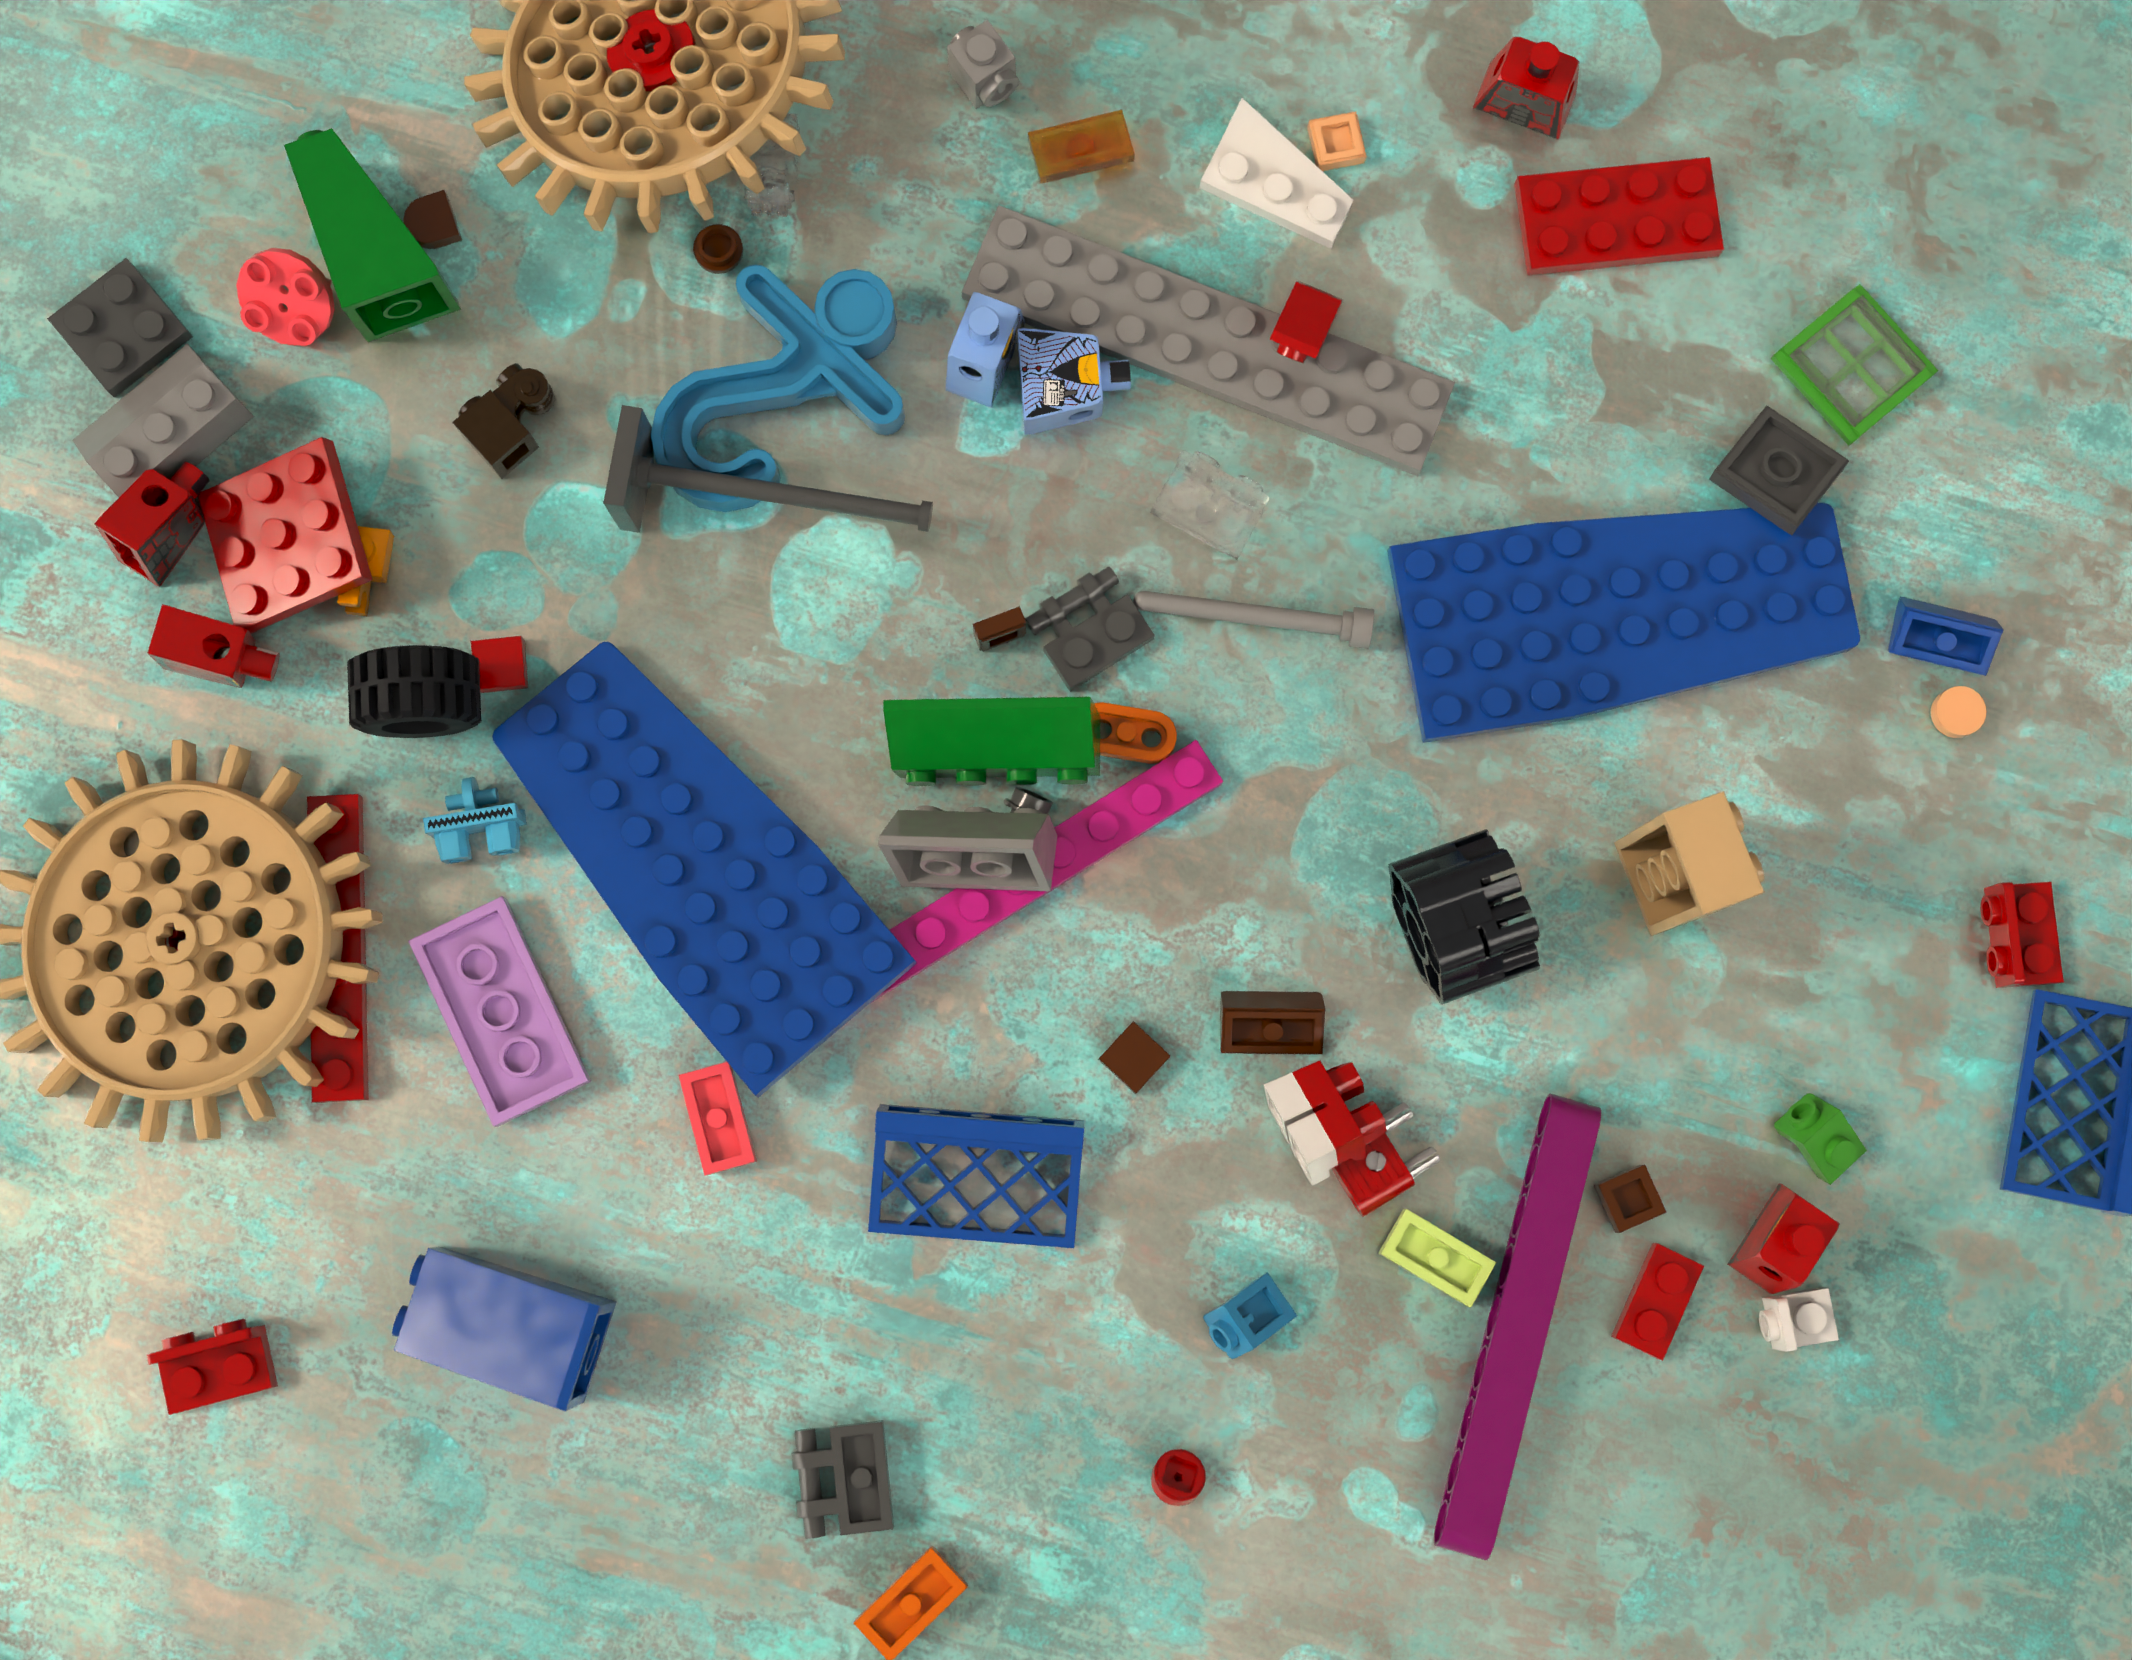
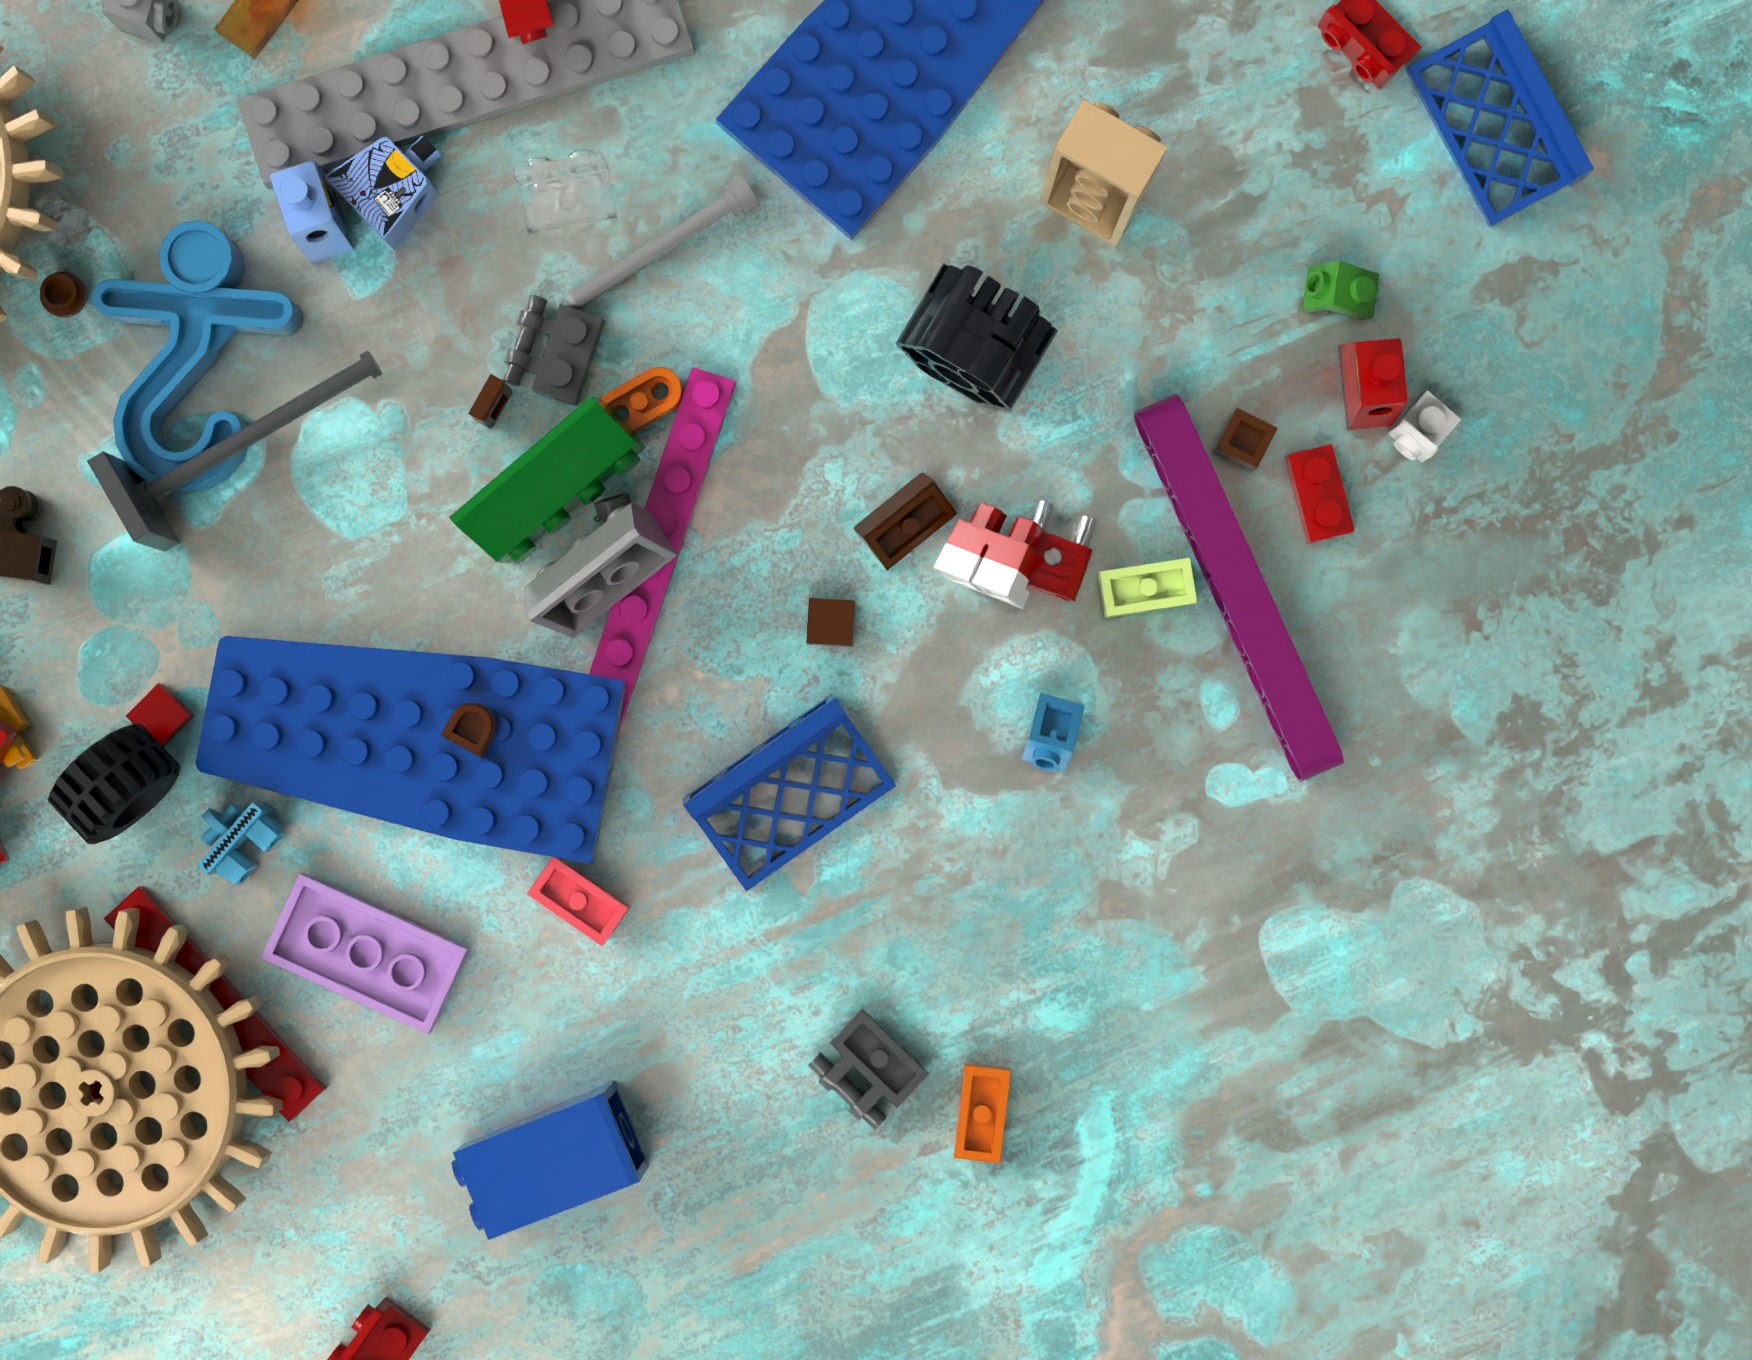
camera: 35 degrees left, 5 degrees up
(752, 895) = (472, 728): none -> reddish brown tile
(1178, 1477) = (1092, 880): red tile -> none

